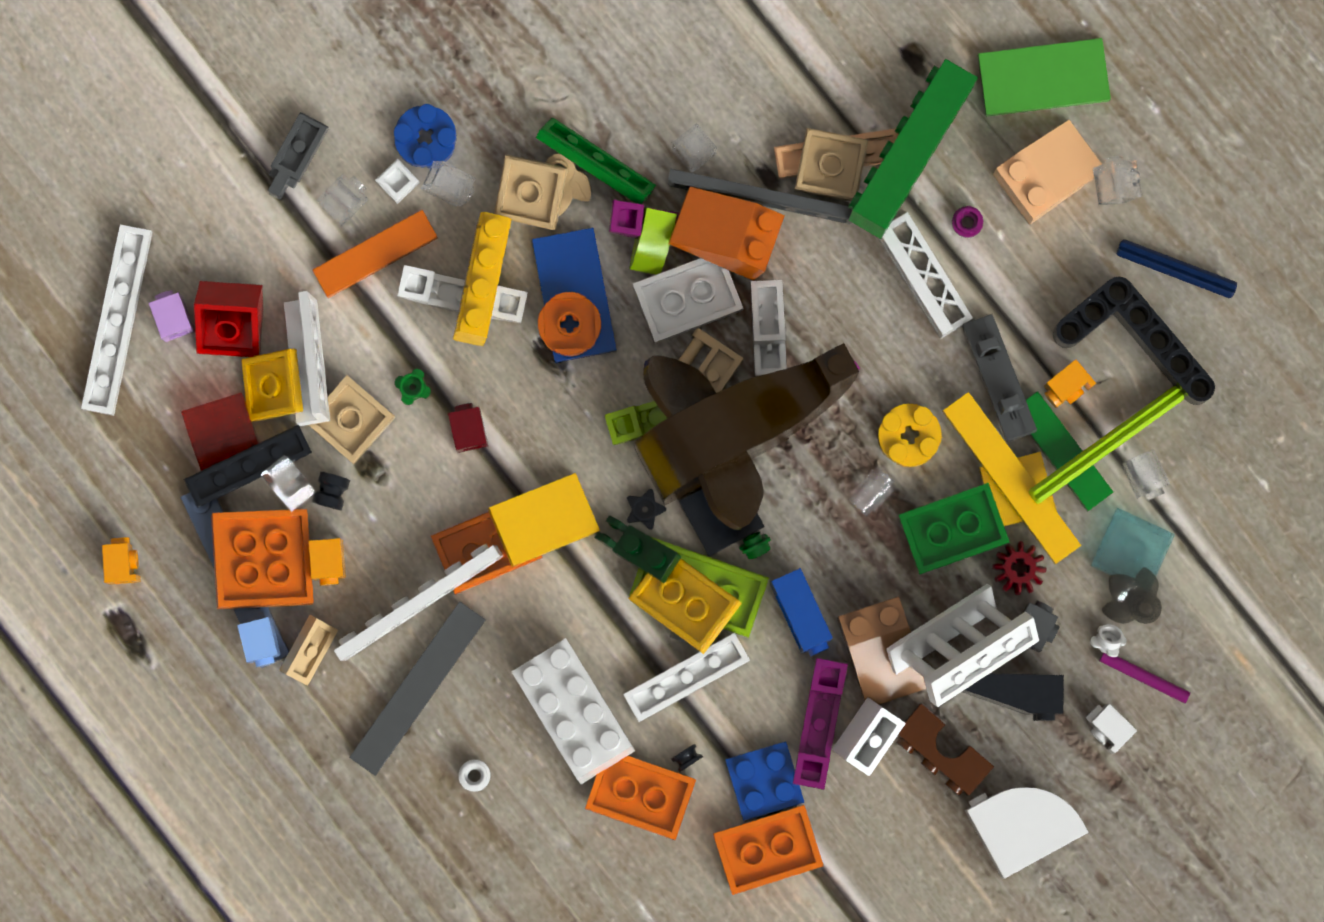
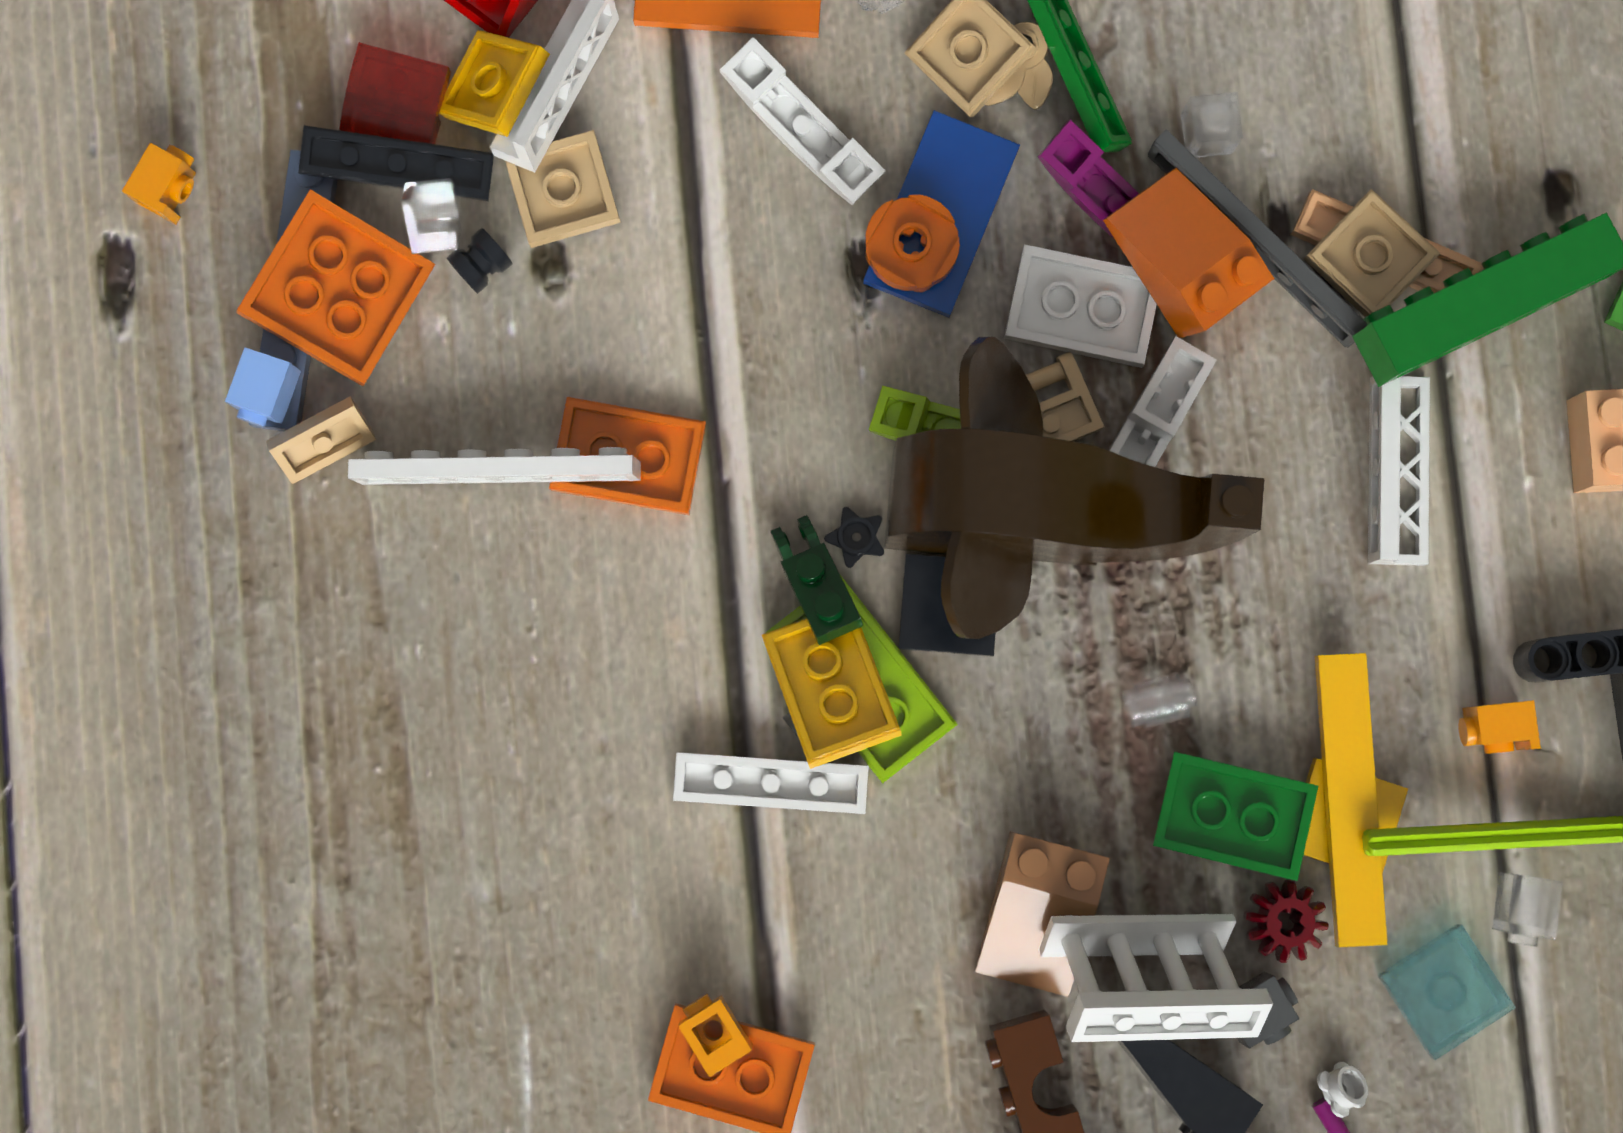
camera: 30 degrees right, 0 degrees up
(327, 561) = (417, 344): light orange brick -> none
(417, 688) = (425, 577): dark grey tile -> none
(420, 391) = (660, 186): green plate -> none
(464, 775) = (409, 730): white plate -> none
(468, 428) = (700, 292): dark red brick -> none
(482, 279) = (839, 115): yellow brick -> none
(543, 519) = (720, 467): yellow tile -> none
(573, 711) = (597, 732): white brick -> none
(642, 796) = (615, 893): orange plate -> none
(652, 246) = (1081, 210): lime slope -> none
(687, 757) = (704, 886): black bush -> none
(755, 545) = (966, 672): green plate -> none
(756, 837) = (714, 1052): none -> light orange brick
(764, 781) = (785, 979): blue plate -> none
(801, 612) = (971, 797): blue window -> none
(820, 724) = (901, 954): magenta slope -> none
(868, 736) = (953, 1012): white brick -> none
(895, 424) = (1277, 648): yellow plate -> none
(974, 214) = (1510, 431): magenta plate -> none
(999, 378) = (1415, 662): dark grey hinge -> none
(1060, 448) = (1435, 801): green tile -> none
(1130, 594) = (1409, 1049): clear smoke plate -> none

